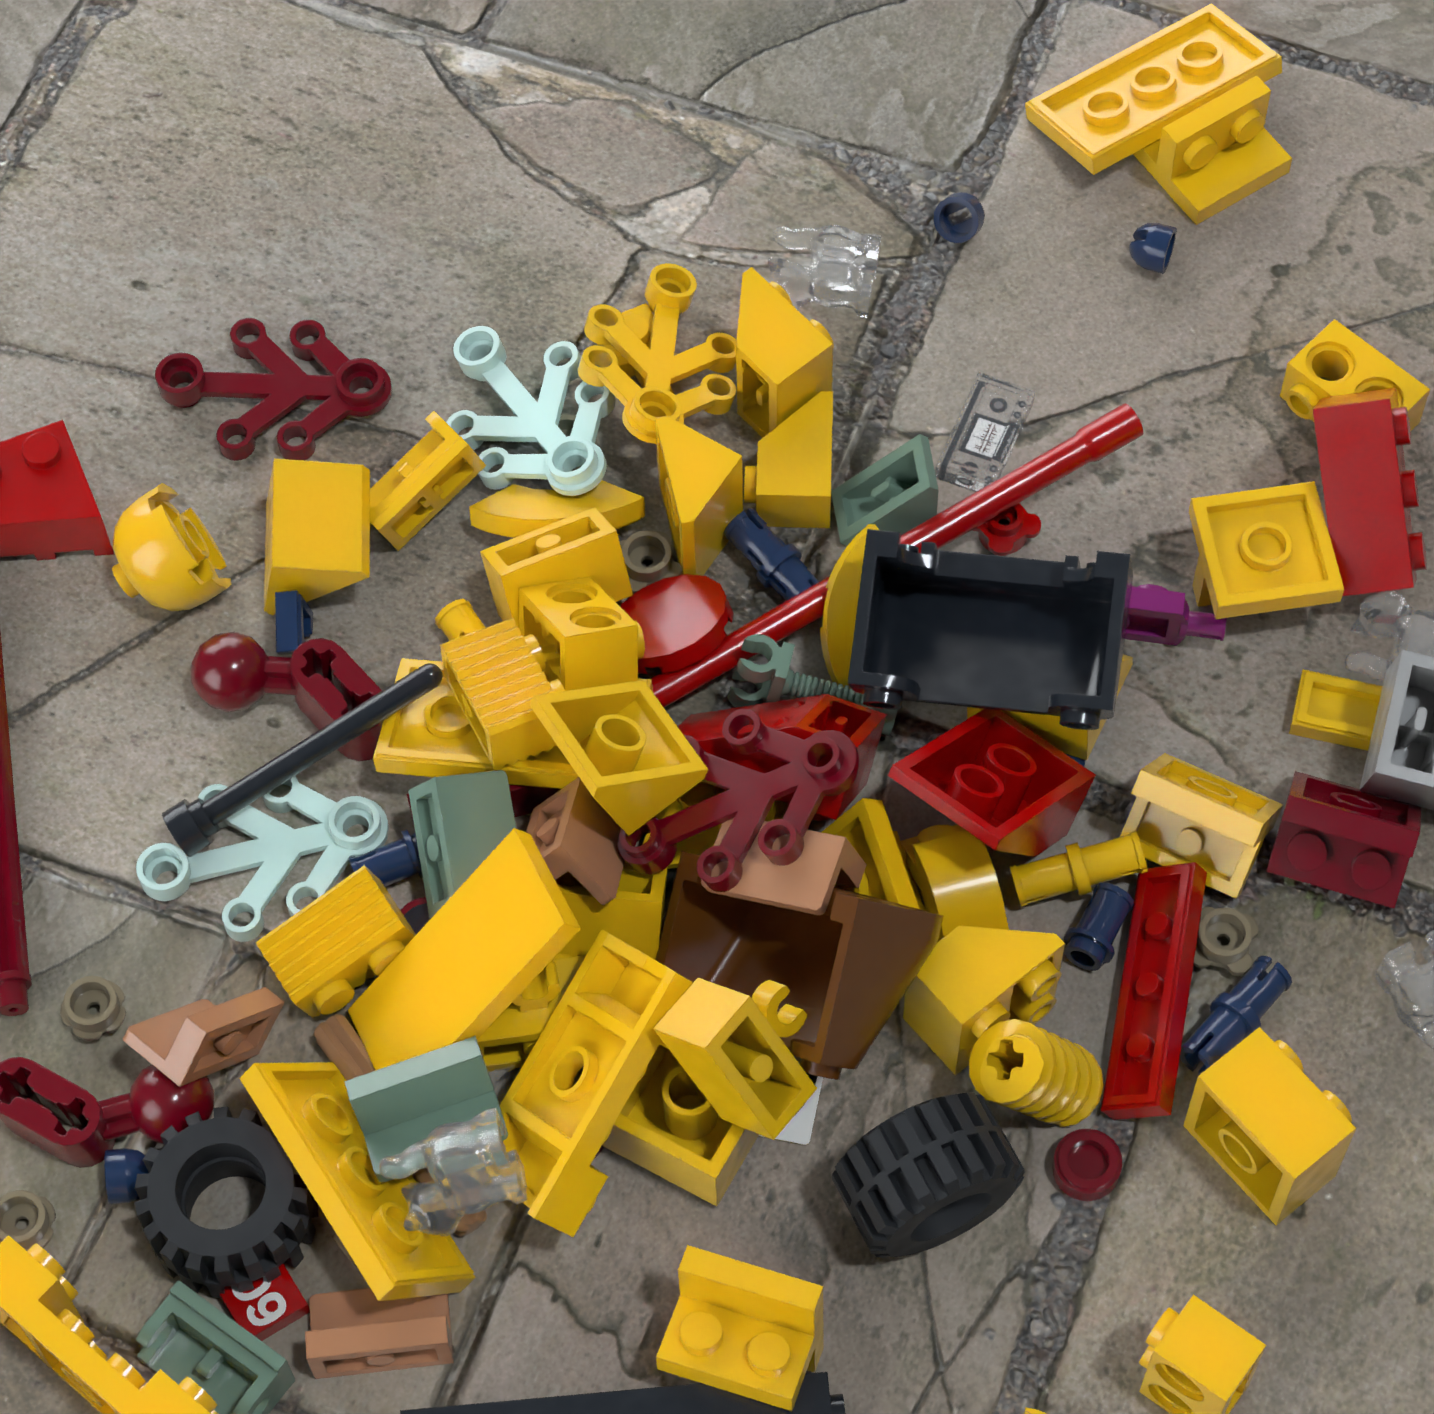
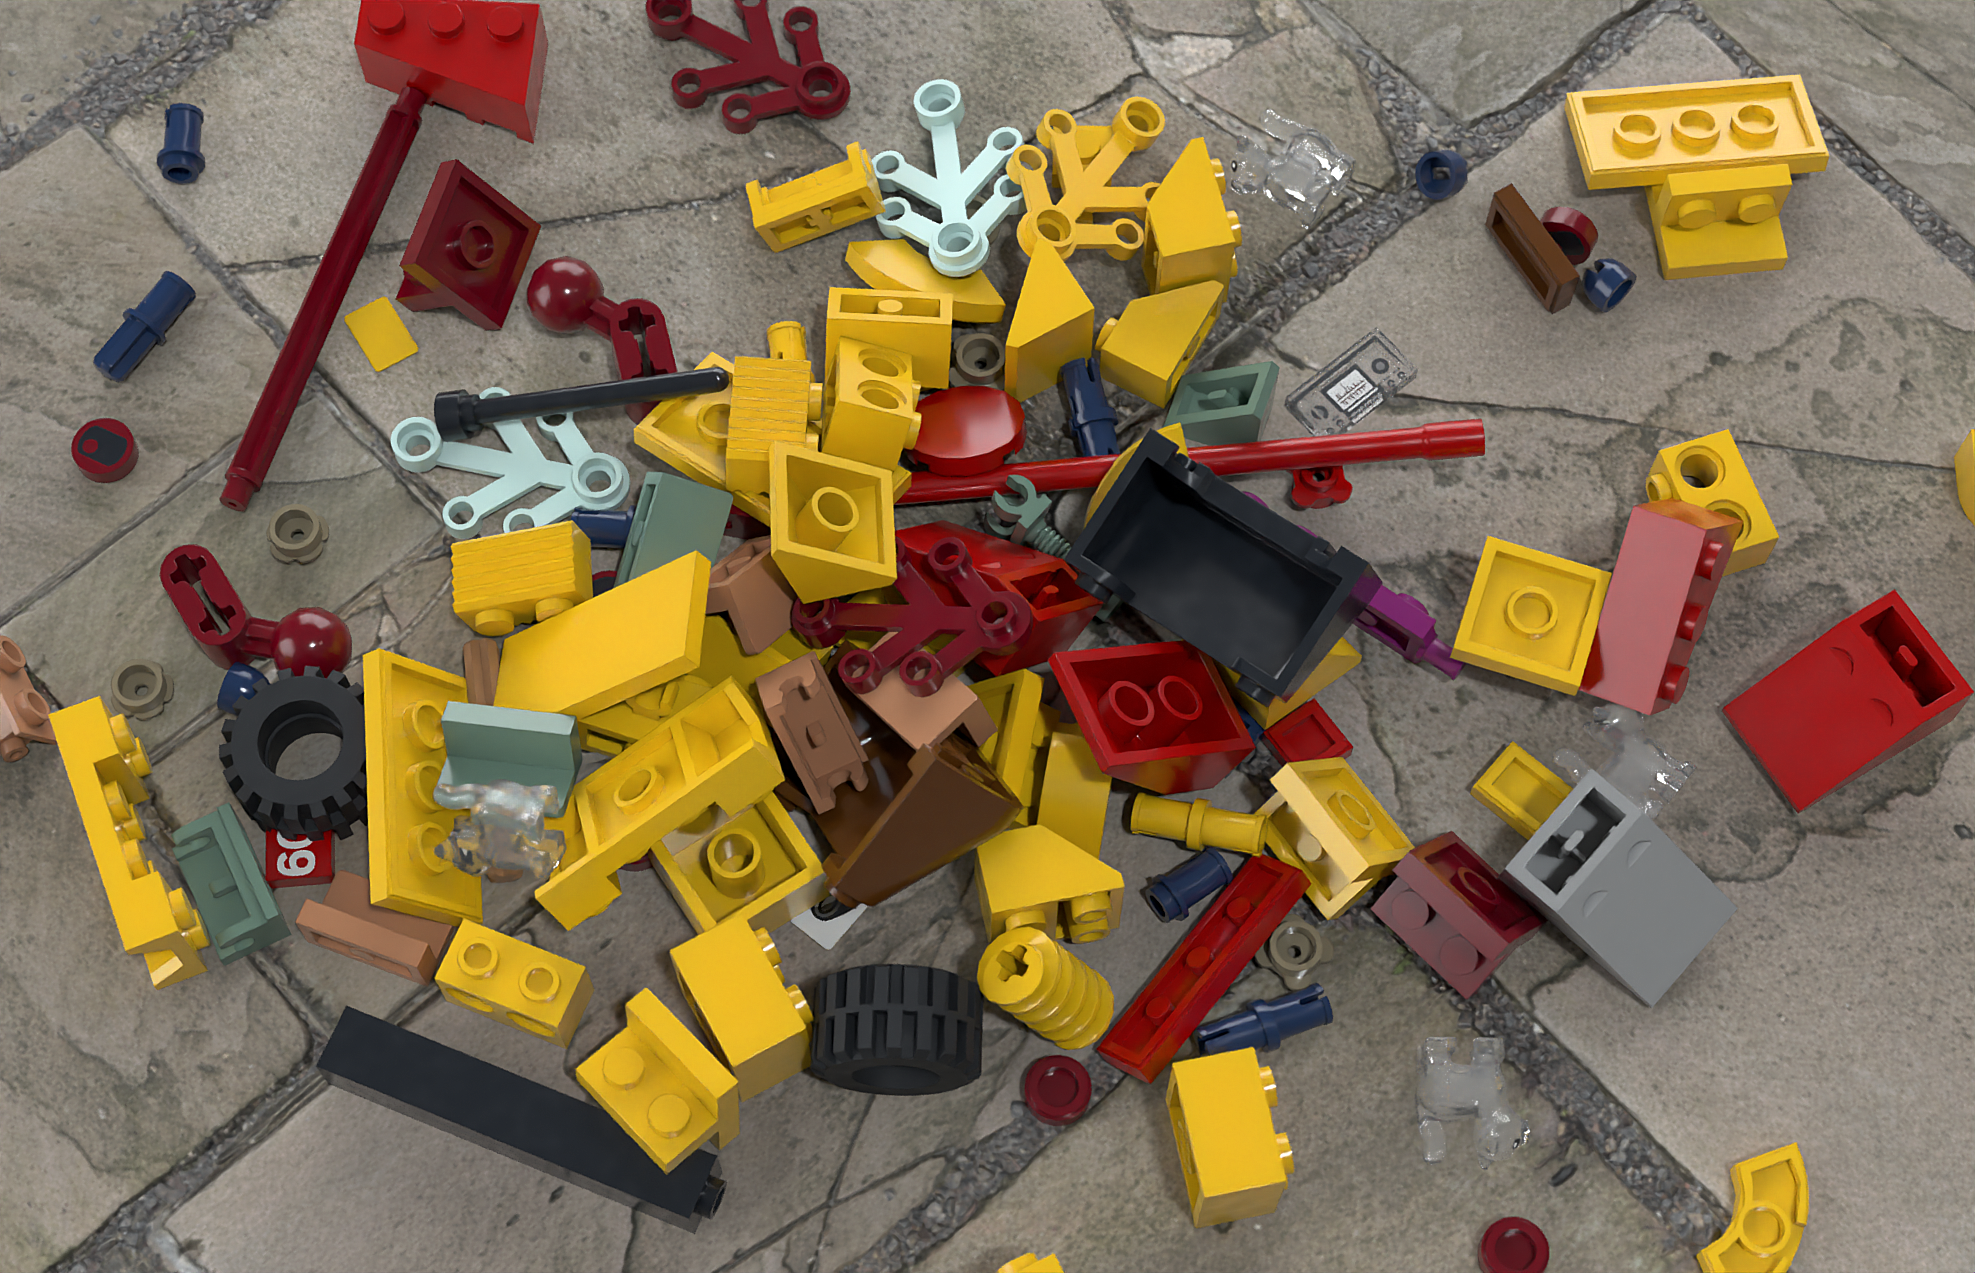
camera: 25 degrees right, 5 degrees up
(66, 790) = (381, 334): none -> yellow sticker
(112, 673) = (466, 249): none -> dark red bracket
(166, 554) = (562, 155): yellow cylinder -> none
(205, 1036) = (365, 603): nougat panel -> none
(293, 621) = (641, 274): dark blue tile -> none
(316, 528) = (701, 201): yellow slope -> none
(543, 1314) = (514, 983): none -> yellow brick
(690, 938) = (813, 728): none -> nougat hinge
(737, 1054) = (777, 842): yellow brick -> none
(773, 1215) = (742, 1006): none -> yellow brick
(1074, 245) = (1531, 249): none -> reddish brown tile
(1096, 222) = (1571, 232): none -> dark red tile
(1123, 752) = (1306, 736): none -> red tile

